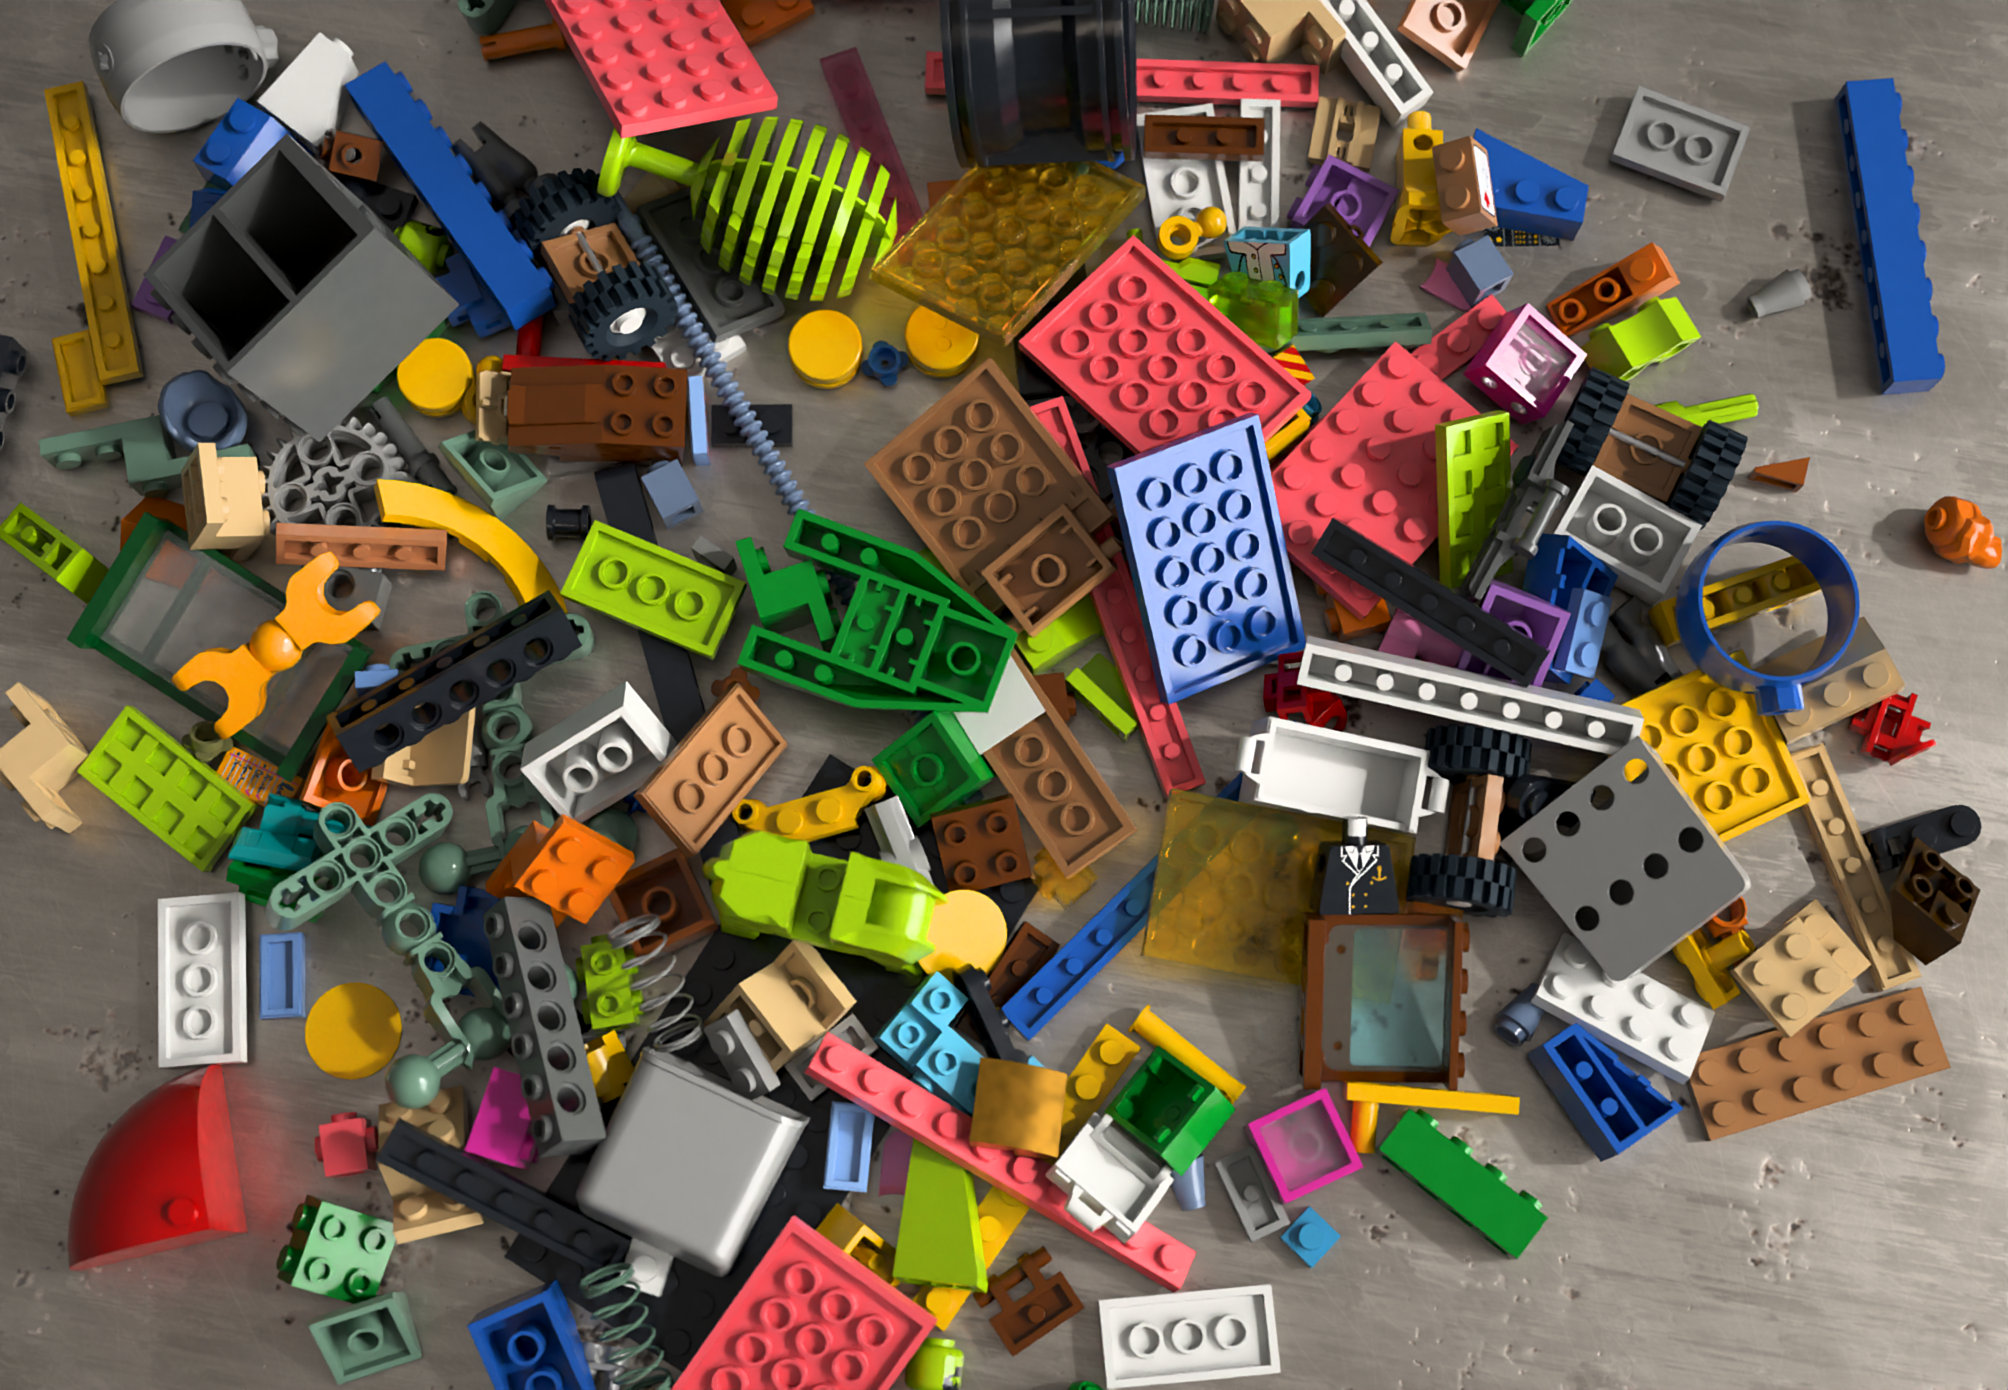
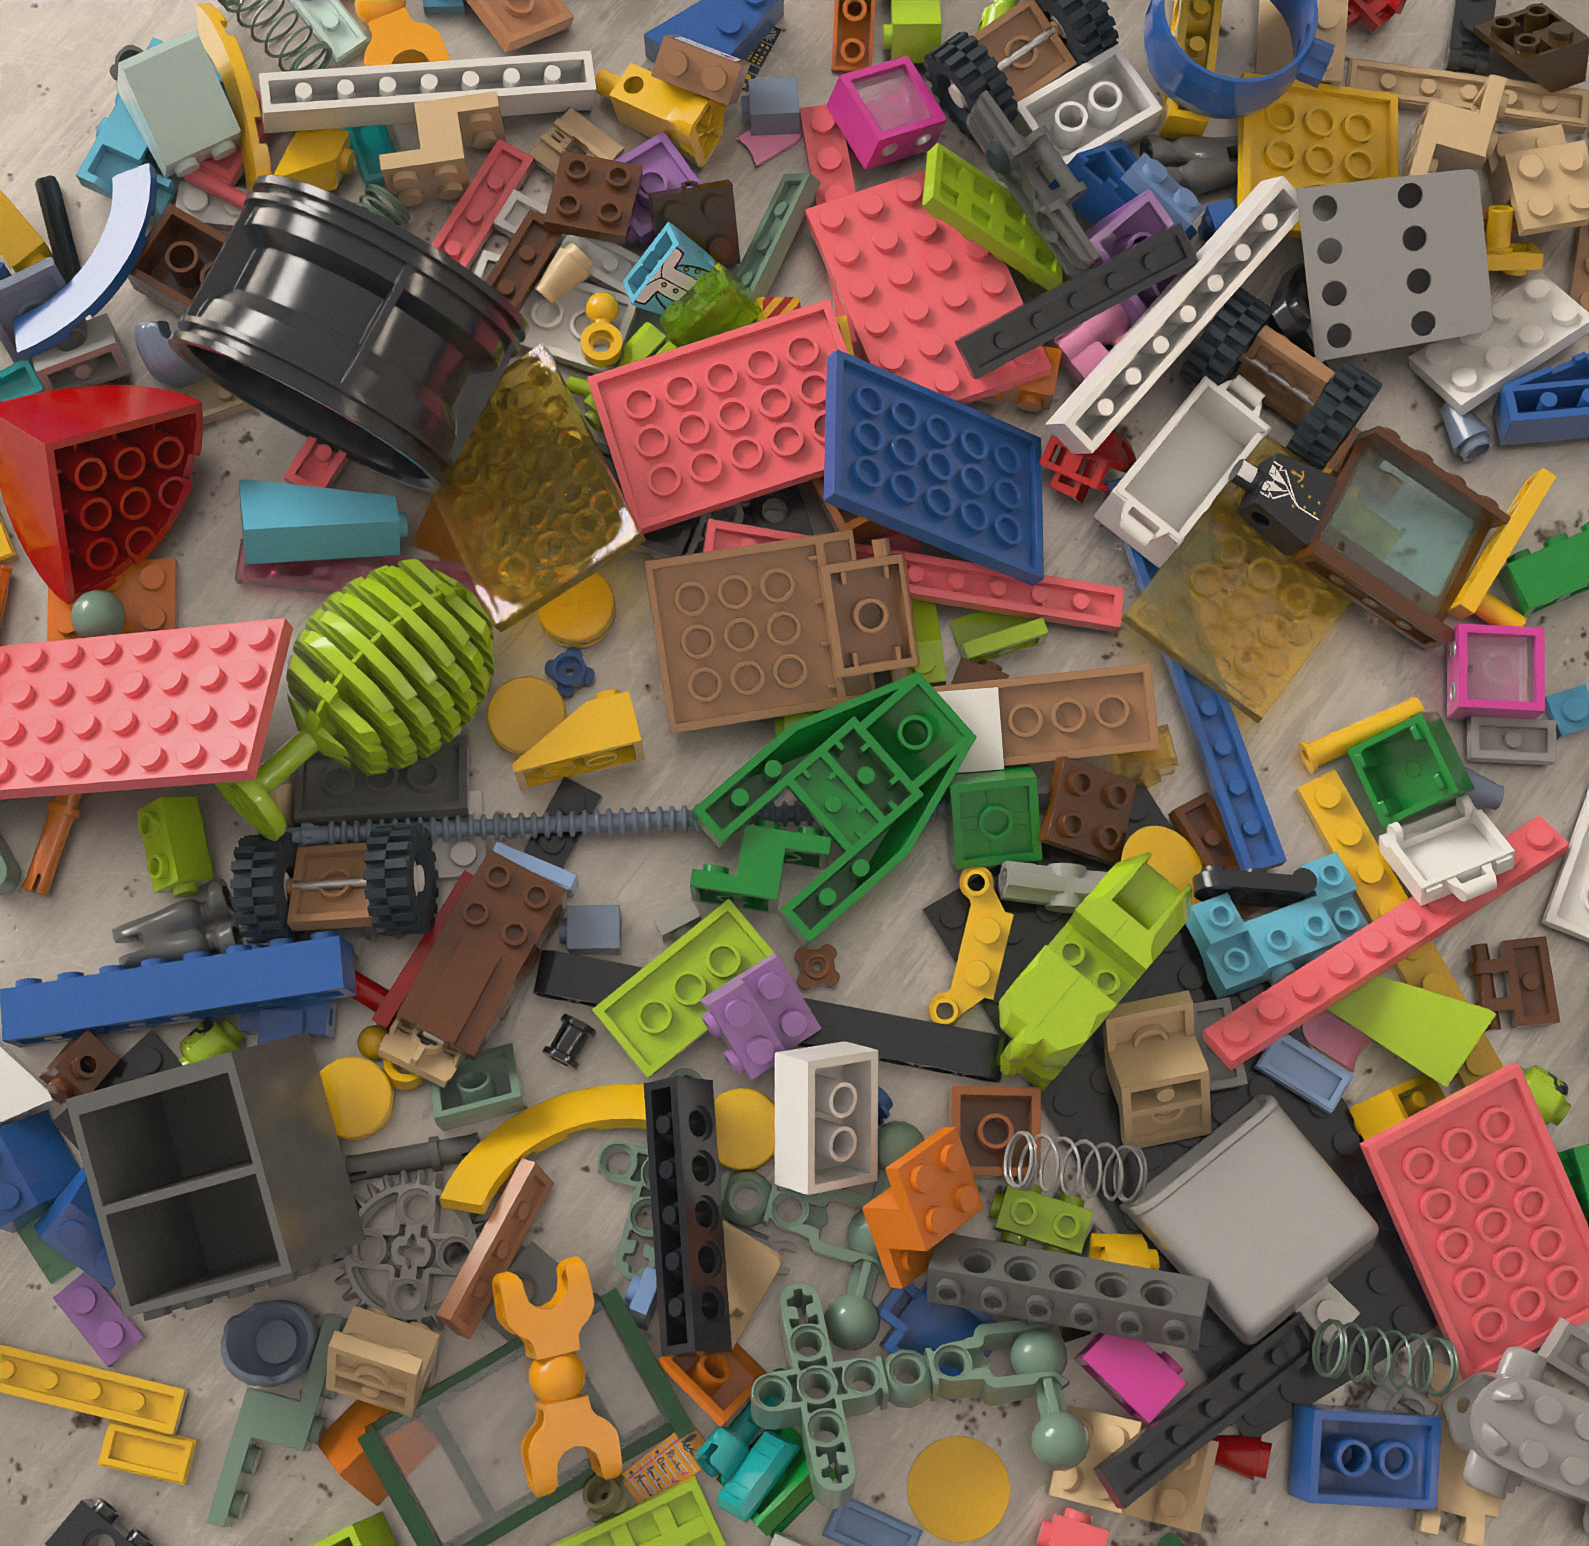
camera: 65 degrees left, 0 degrees up
(491, 1254) = (1243, 1455): none -> red cone
(560, 692) = (744, 1129): none -> yellow head
(570, 132) = (175, 845): none -> lime brick
(655, 656) = (758, 1016): none -> medium lavender plate
(711, 770) = (894, 1019): medium nougat plate -> none
(741, 1056) = (1180, 1123): light grey plate -> none
(826, 401) = (590, 740): none -> yellow slope
(897, 94) = (317, 523): none -> medium azure slope
(1018, 1108) = (1352, 897): pearl gold slope -> none
(1224, 175) = (565, 272): none -> tan cone
(1302, 162) = (593, 197): none -> reddish brown plate
(1789, 867) = (1457, 137): none -> tan bracket

